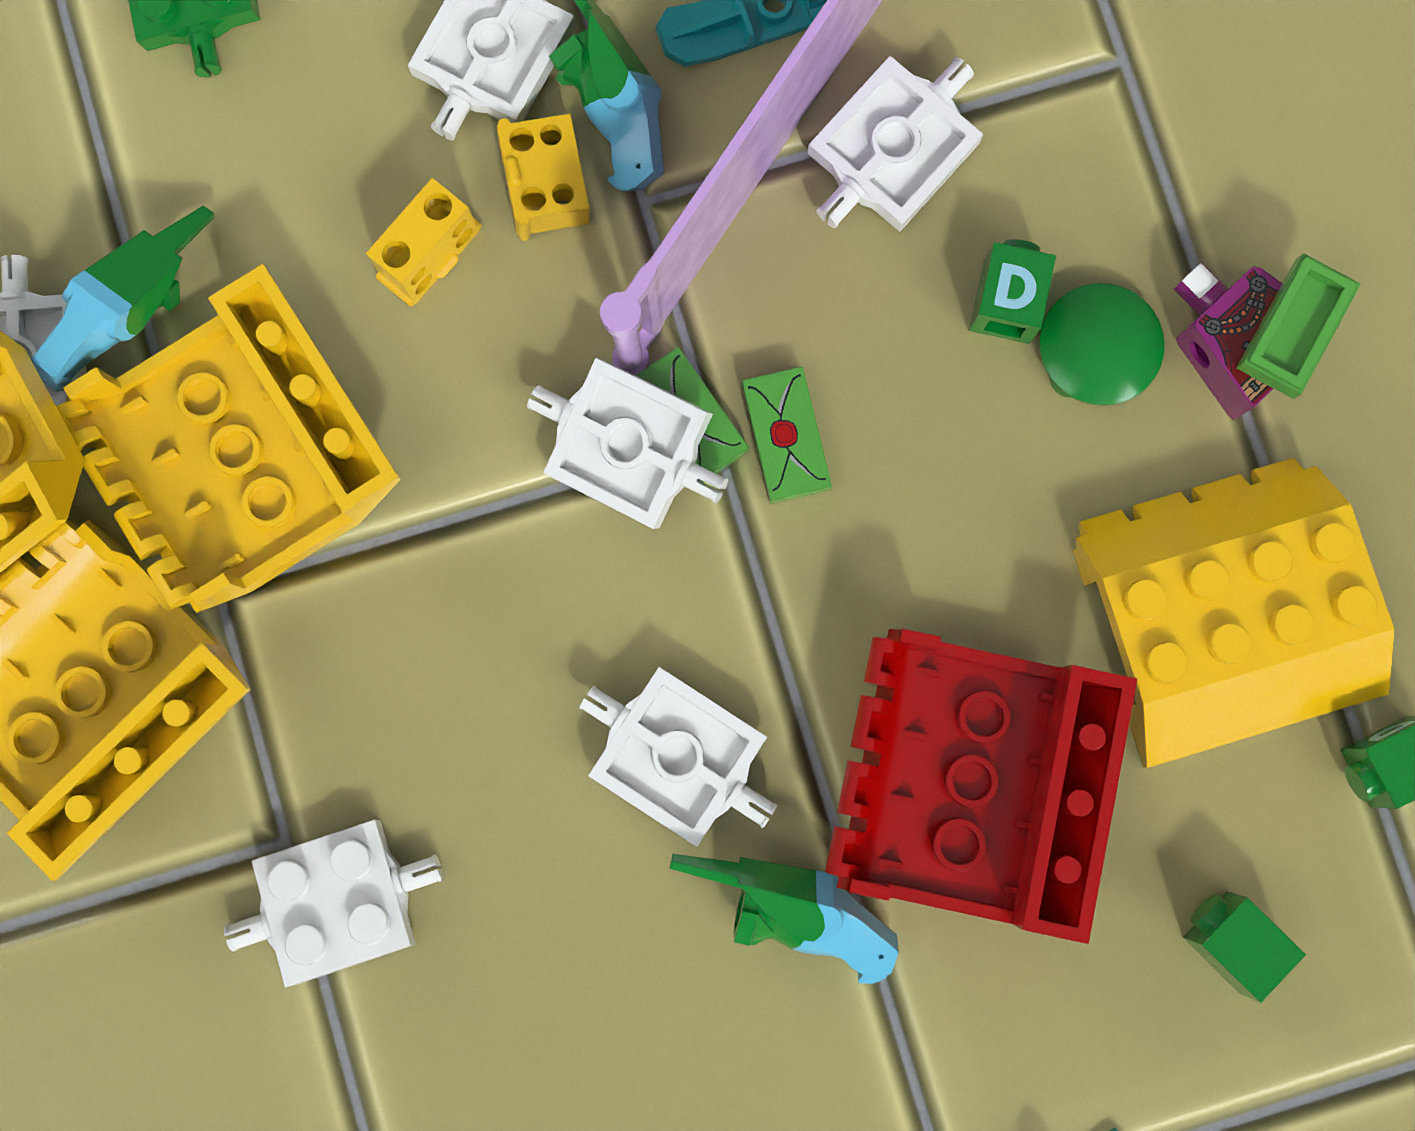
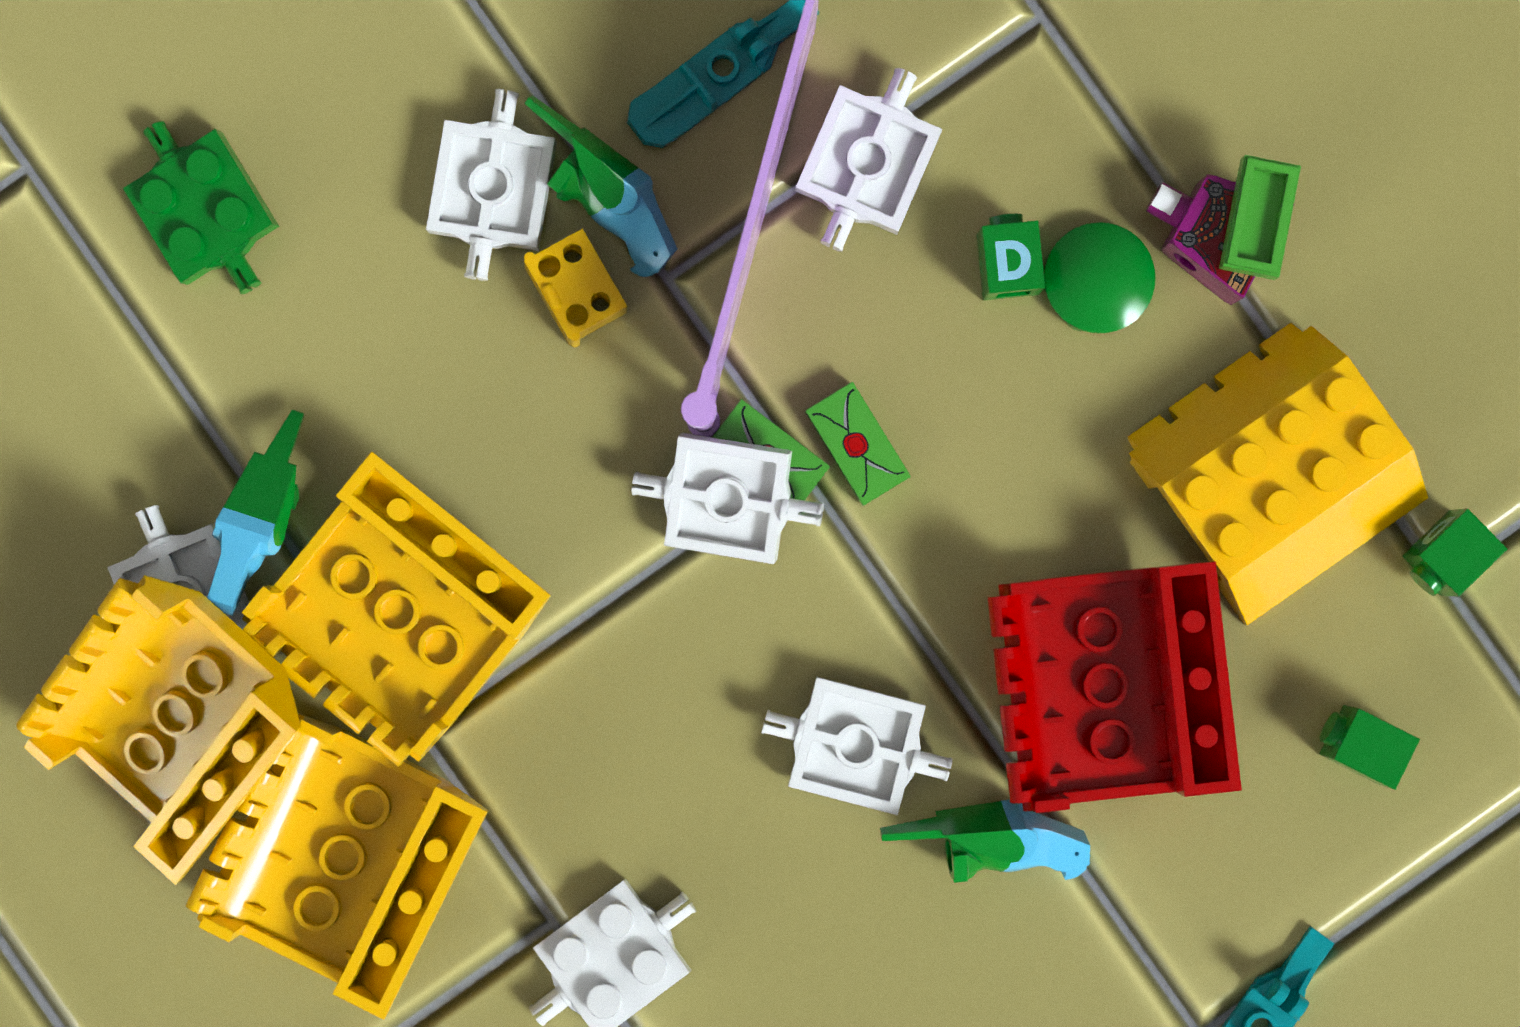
camera: 20 degrees left, 5 degrees up
(423, 242) = (494, 381): yellow piece -> none

